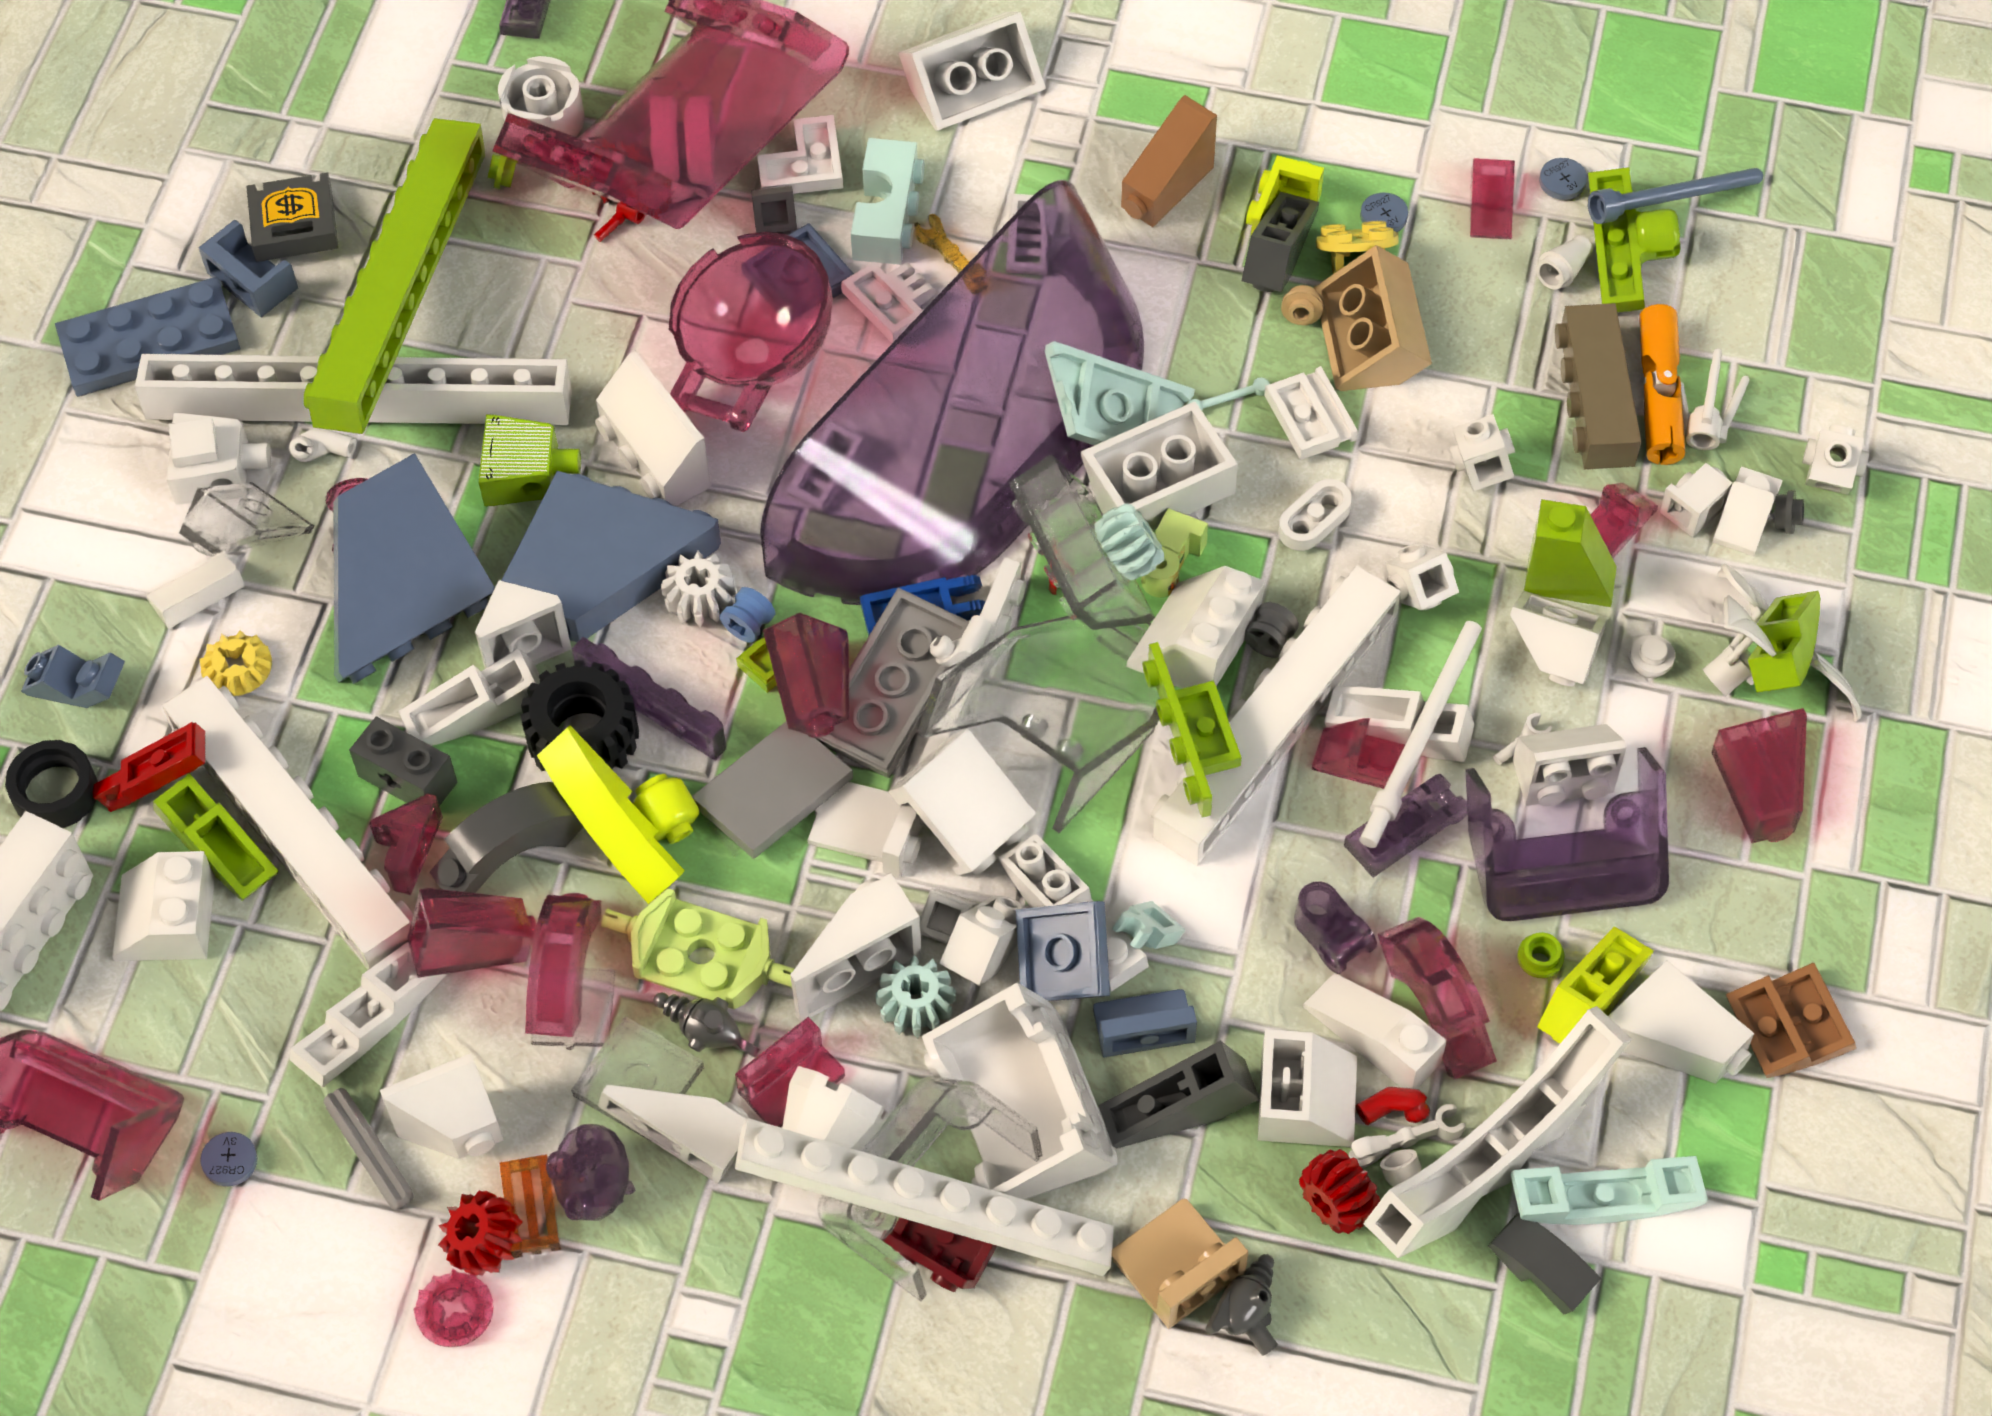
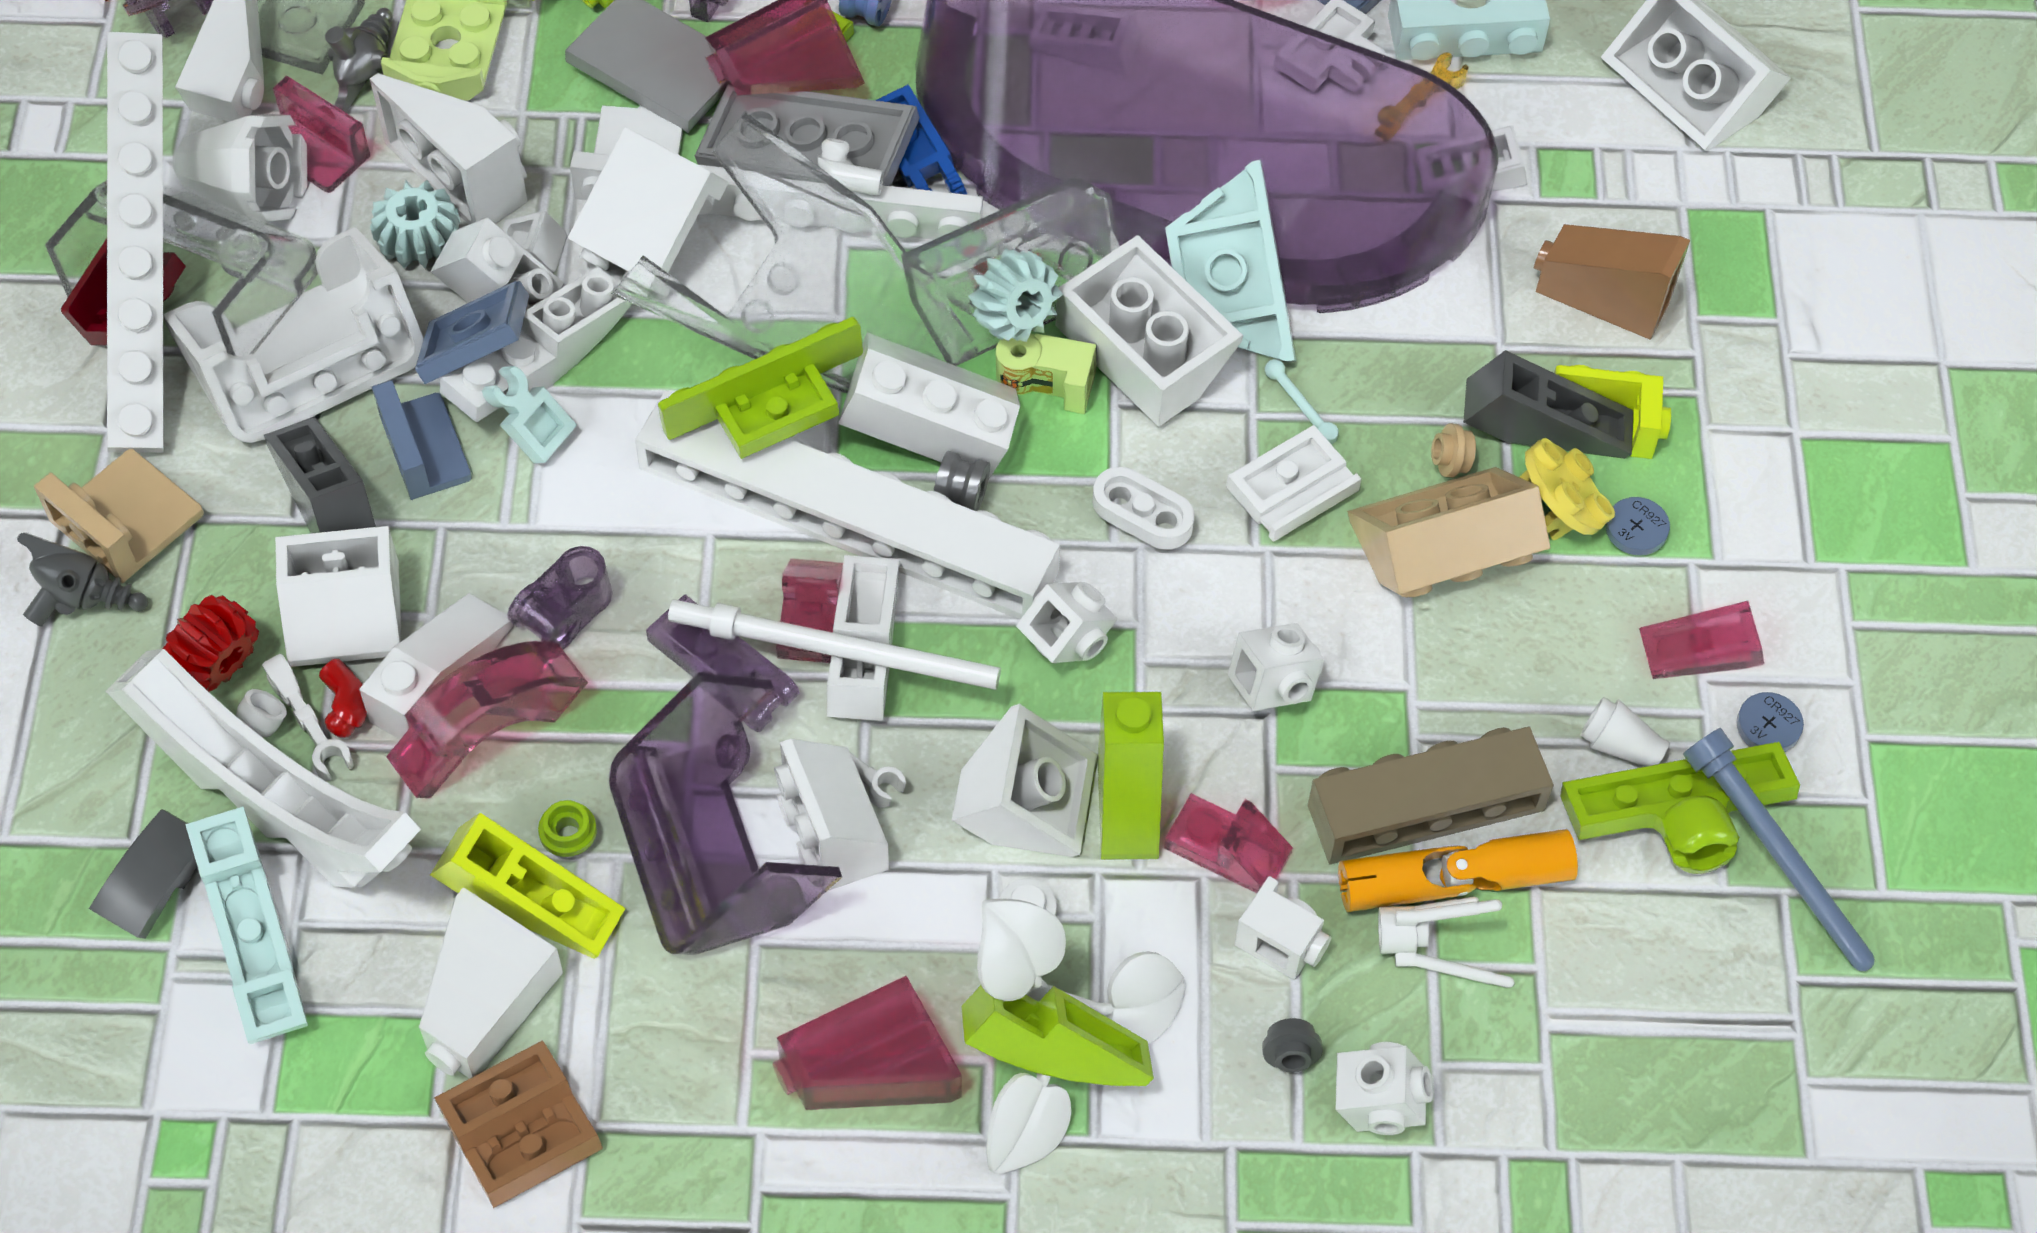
camera: 75 degrees right, 0 degrees up
(1747, 511) = (1273, 991): white slope -> none

